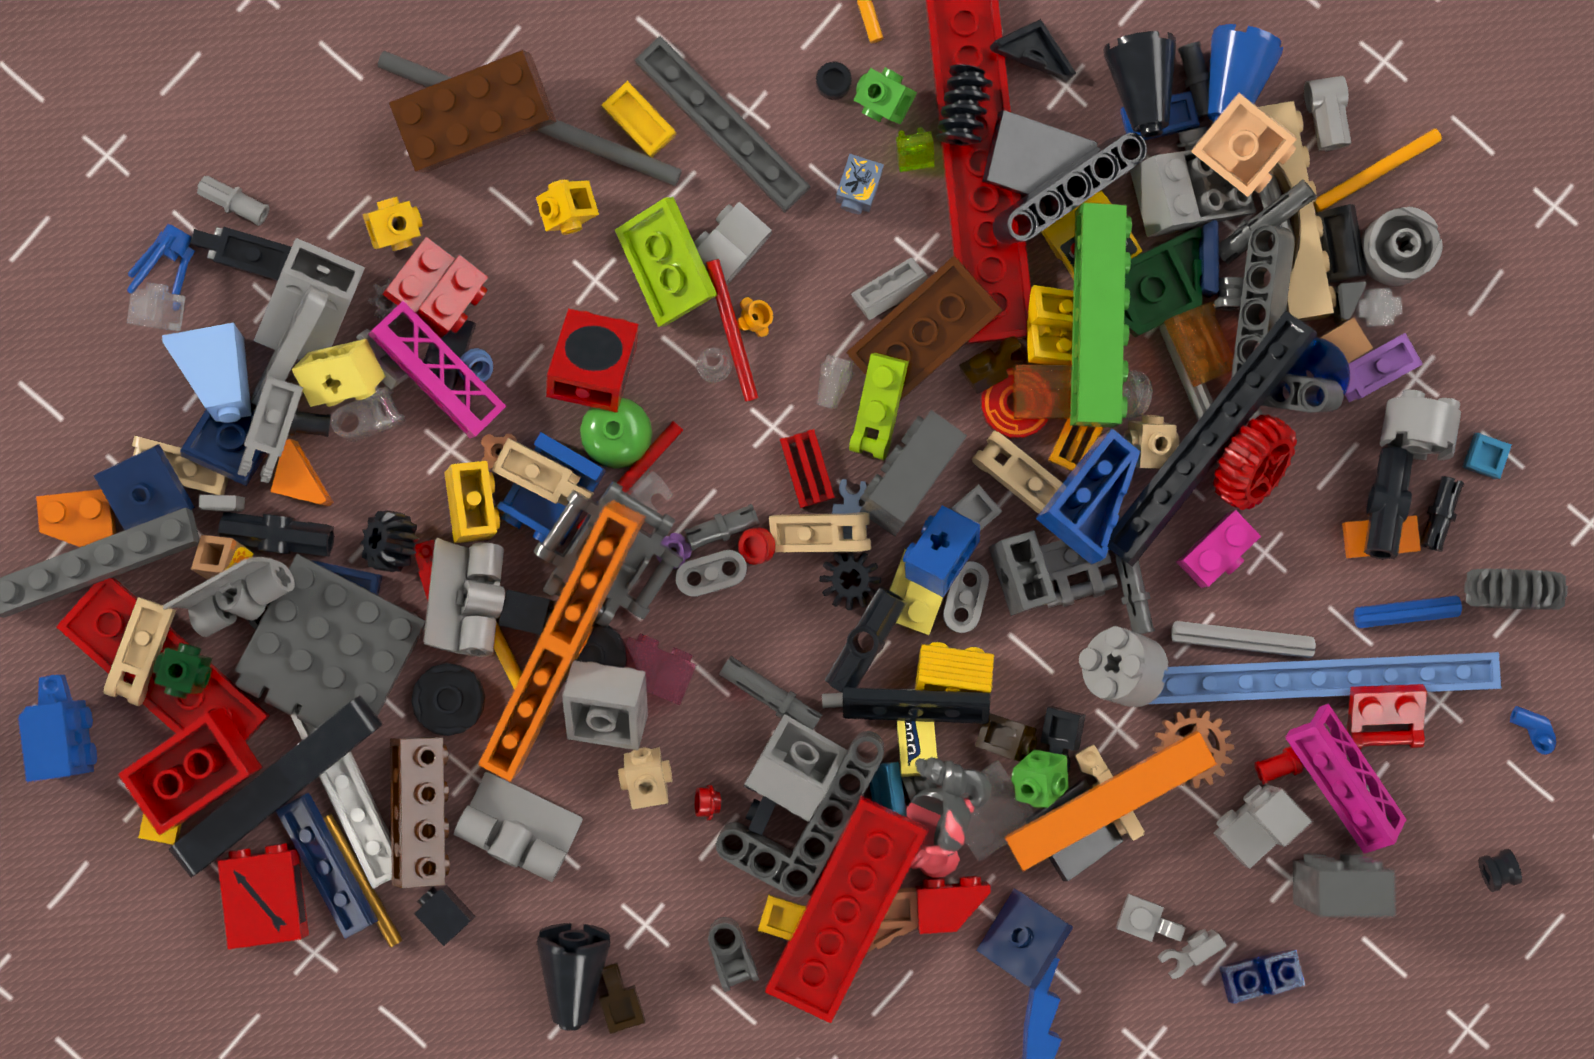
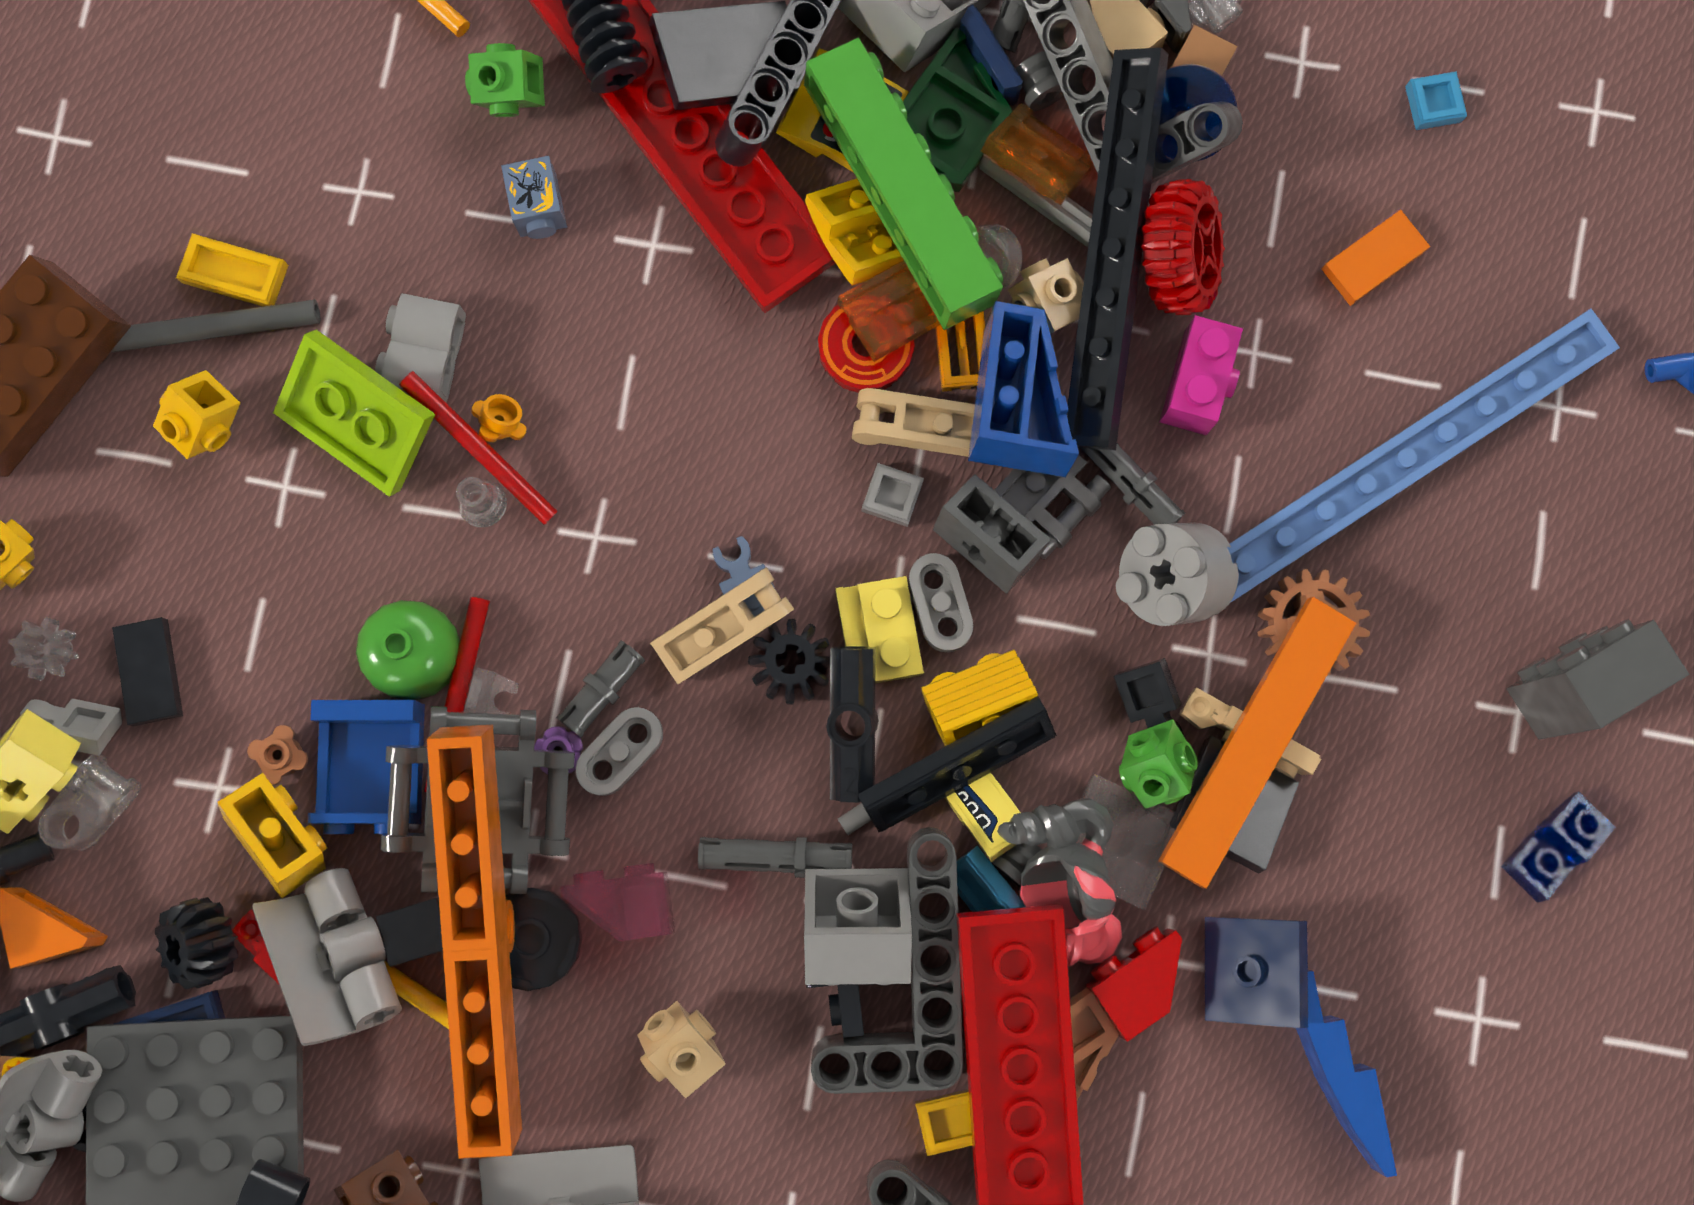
camera: 30 degrees left, 5 degrees down
(427, 380) = (131, 716): dark pink fence -> none
(437, 287) = (87, 601): plate -> none
(448, 699) = (382, 1096): black tile -> none
(484, 365) = (203, 673): medium blue plate -> none
(537, 473) = (334, 752): tan hinge -> none
(592, 360) = (326, 578): red brick -> none
(605, 705) = (577, 988): light grey brick -> none
(707, 802) = (774, 1033): red plate -> none
(722, 124) = (335, 222): dark grey tile -> none
(756, 545) = (655, 686): red tile -> none
(798, 439) = (633, 533): red tile -> none
(833, 80) = (438, 101): black tile -> none
(833, 380) = (635, 438): clear cone -> none
(879, 405) = (705, 436): lime plate -> none
(889, 288) = (641, 296): light grey plate -> none
(911, 471) = (787, 488): dark grey brick -> none
(914, 150) = (578, 125): clear neon green tile -> none
(930, 324) = (708, 319): reddish brown plate -> none
(941, 550) = (879, 562): blue brick -> none
(989, 368) = (811, 321): dark brown plate -> none
(1007, 738) = (1088, 740): dark brown bracket -> none
(1144, 919) = (1379, 862): light grey plate -> none
(1199, 948) = (1467, 857): light grey plate -> none
(1243, 639) = (1292, 464): light grey axle -> none
(1260, 824) = (1447, 664): light grey brick -> none
(1279, 766) = (1436, 571): red pin -> none
(1346, 782) = (1515, 556): dark pink fence -> none
(1381, 367) = (1260, 65): medium lavender hinge -> none
(1387, 706) = (1503, 445): plate -> none
(1388, 503) = (1363, 211): black piece -> none
(1407, 611) = (1458, 324): blue axle -> none
(1421, 425) = (1345, 103): light grey brick -> none
(1441, 513) = (1427, 192): black pin -> none
(1516, 589) = (1568, 222): dark grey gear -> none

